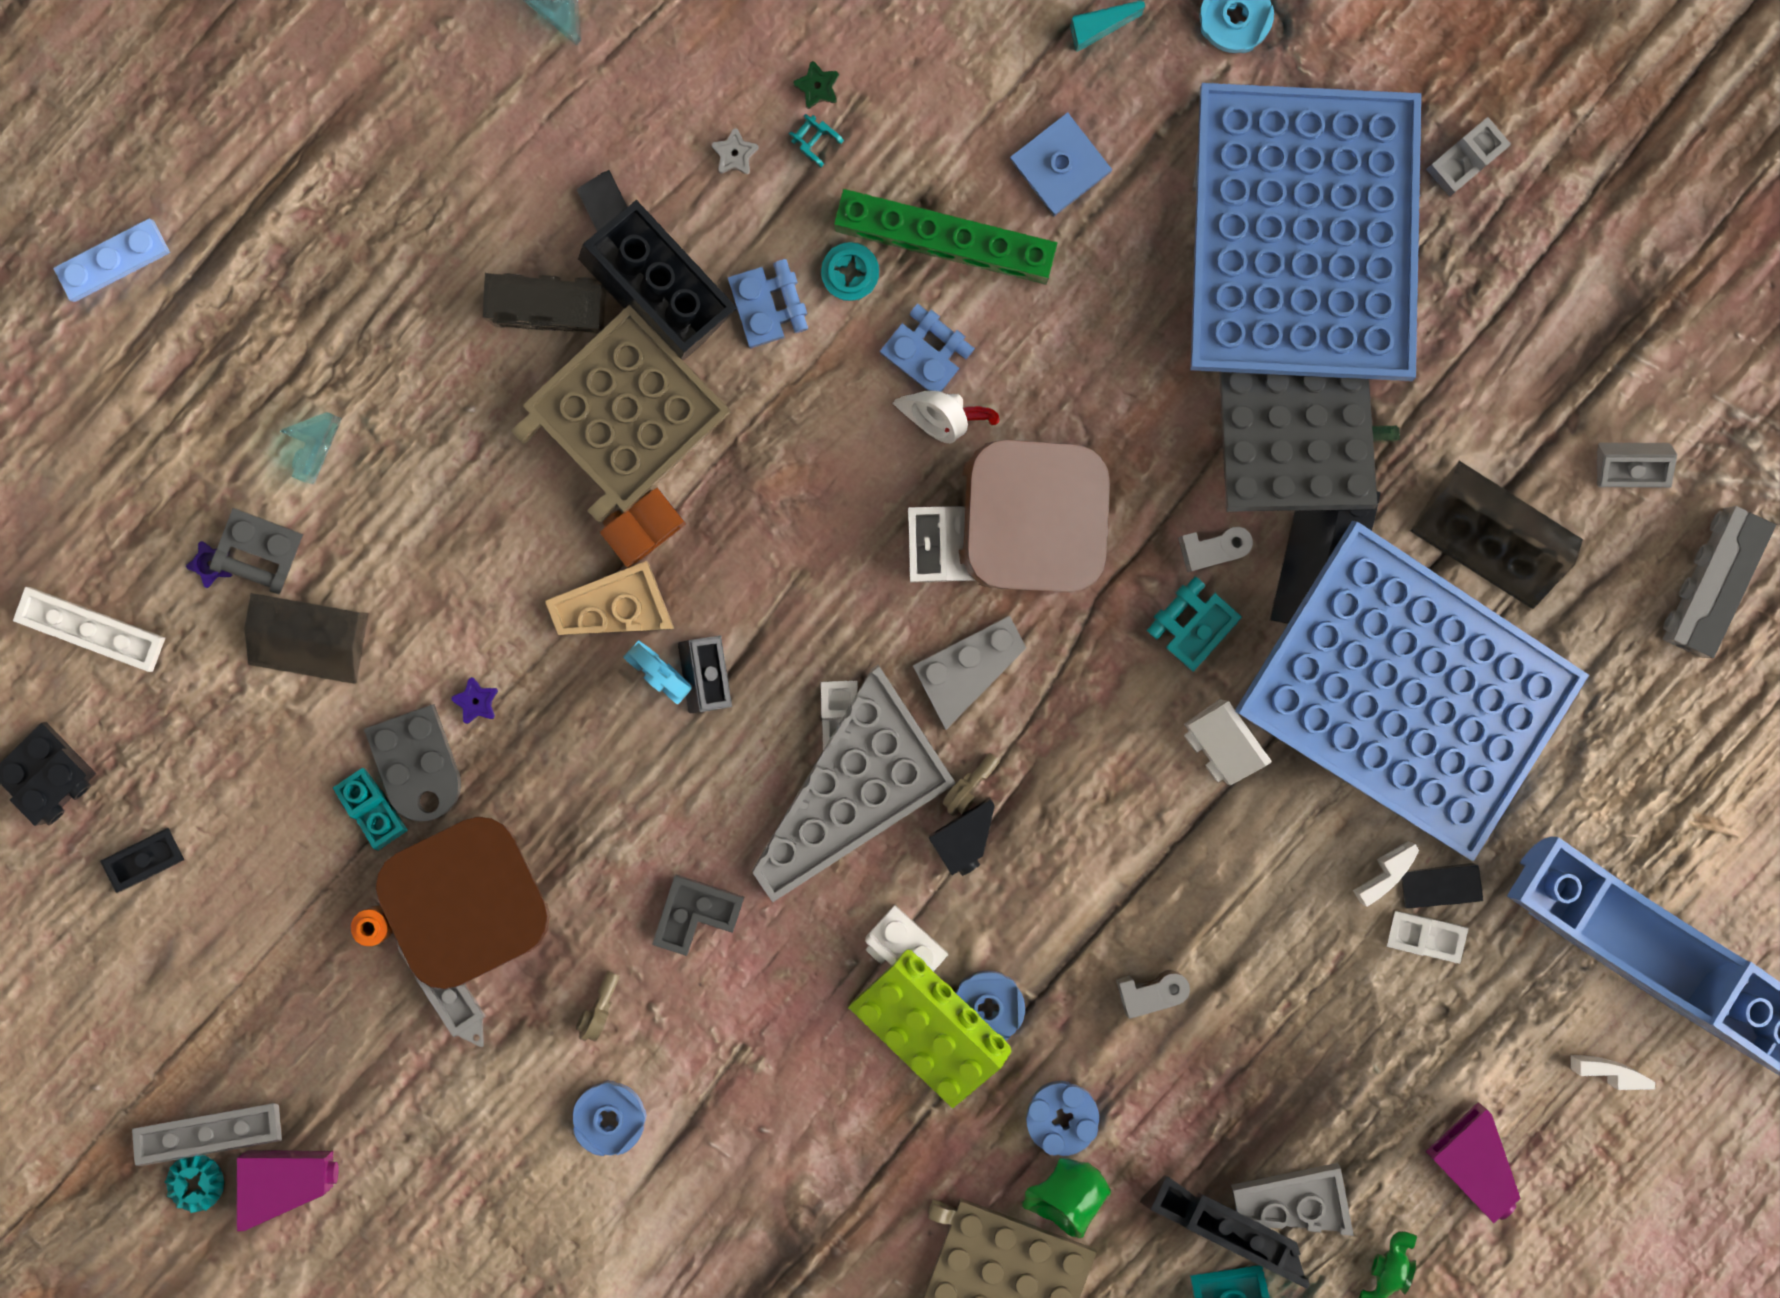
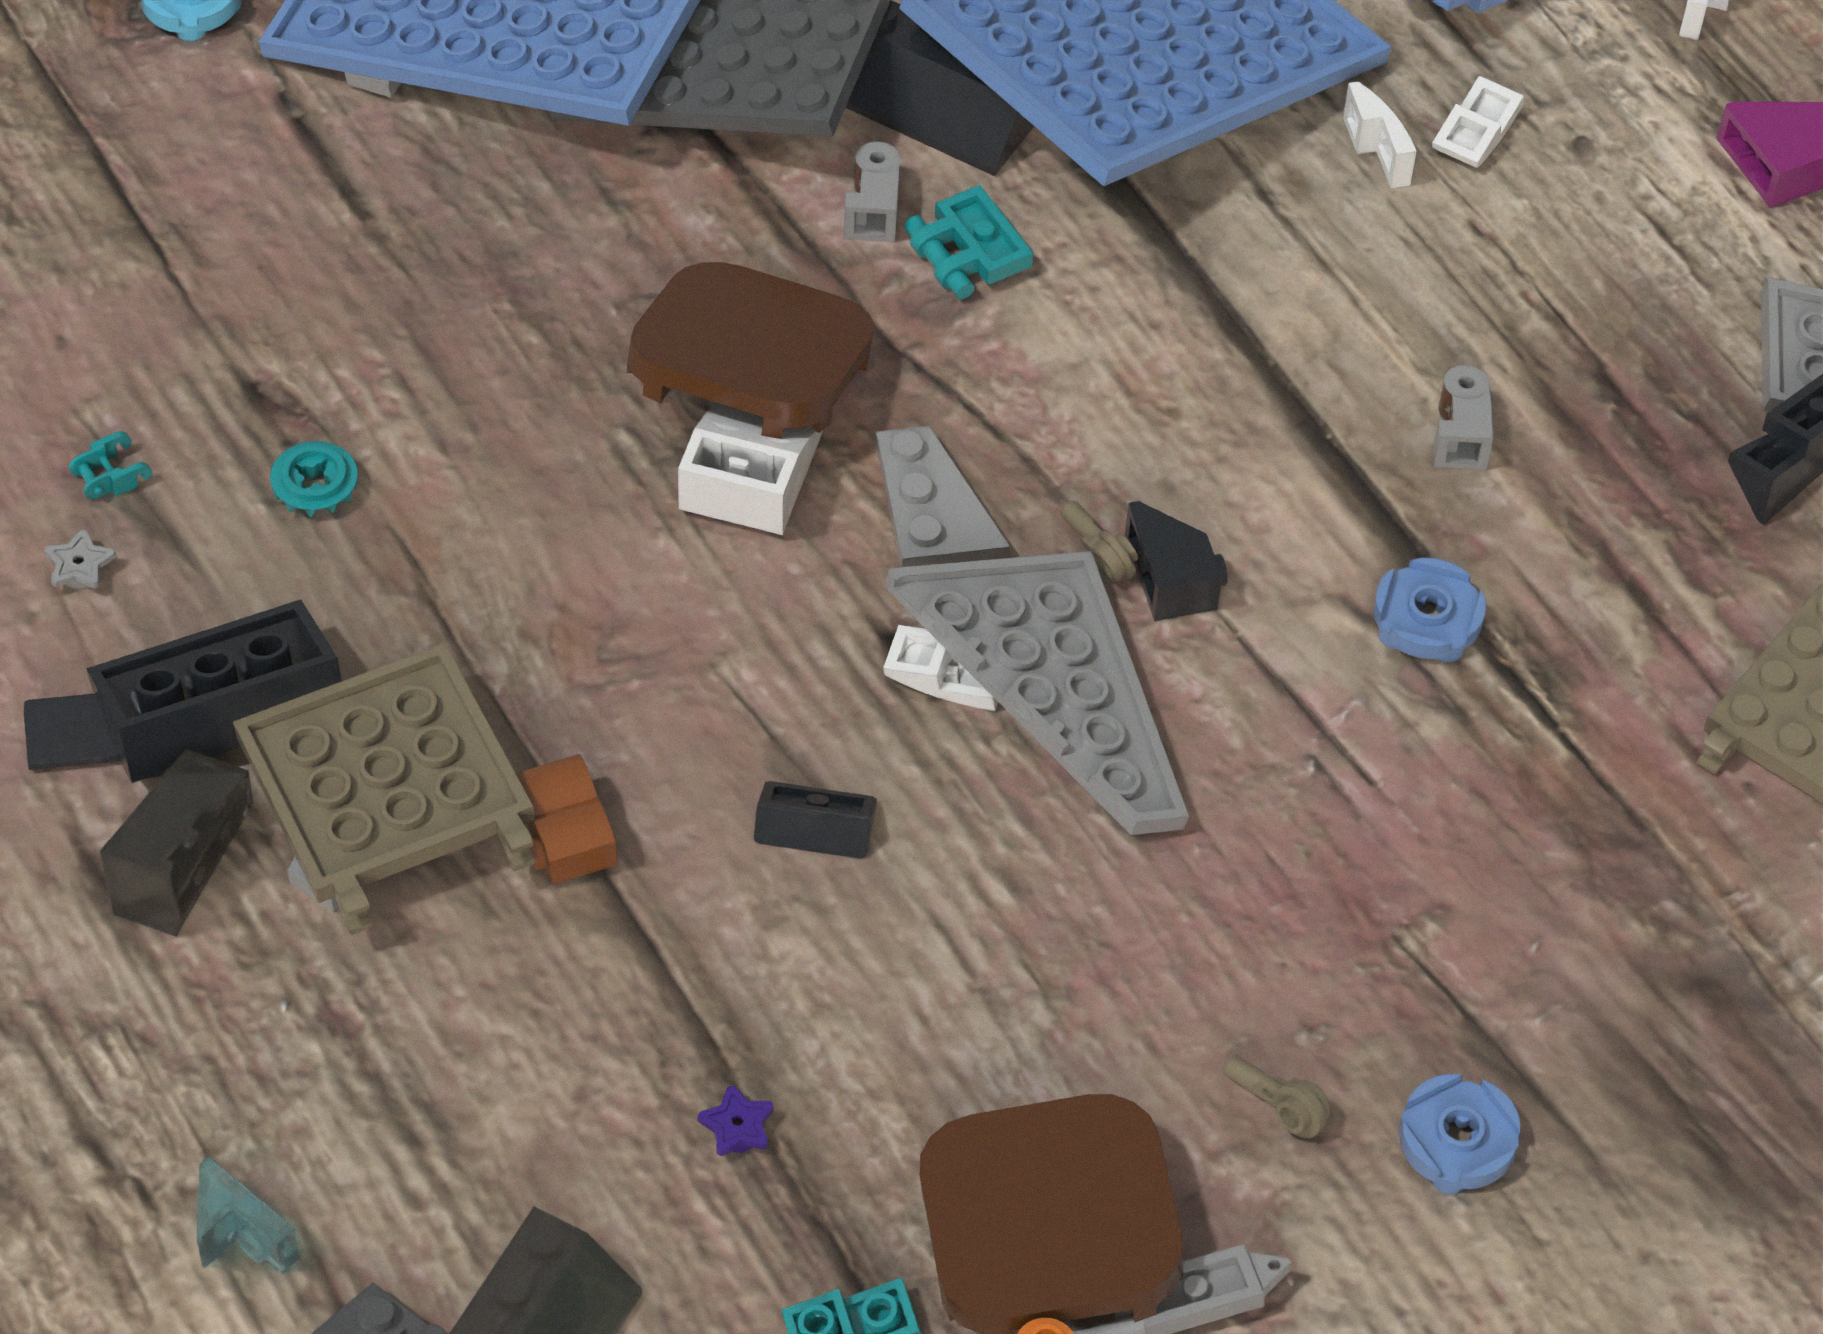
camera: 75 degrees left, 35 degrees down
(415, 759) = (801, 1238): dark grey plate -> none
(612, 604) = (663, 894): tan wing -> none
(658, 672) = (789, 842): medium azure plate -> none
(694, 903) = (1159, 925): dark grey plate -> none
(757, 308) = (333, 599): medium blue plate -> none
(824, 93) = (37, 455): dark green plate -> none
(899, 933) = (1310, 684): white bracket -> none
(920, 359) = (470, 439): medium blue plate -> none
(931, 1029) = (1442, 674): lime bracket -> none
(943, 414) = (559, 425): white piece -> none
(945, 236) = (319, 353): green brick -> none
(1060, 164) = (286, 217): medium blue plate -> none
(1069, 1196) = (1736, 584): green piece -> none
(1081, 1128) = (1621, 547): medium blue plate -> none
(1095, 25) = (122, 122): teal slope -> none
(1226, 743) = (1142, 232): white slope -> none
(1442, 886) = (1417, 85): black slope -> none

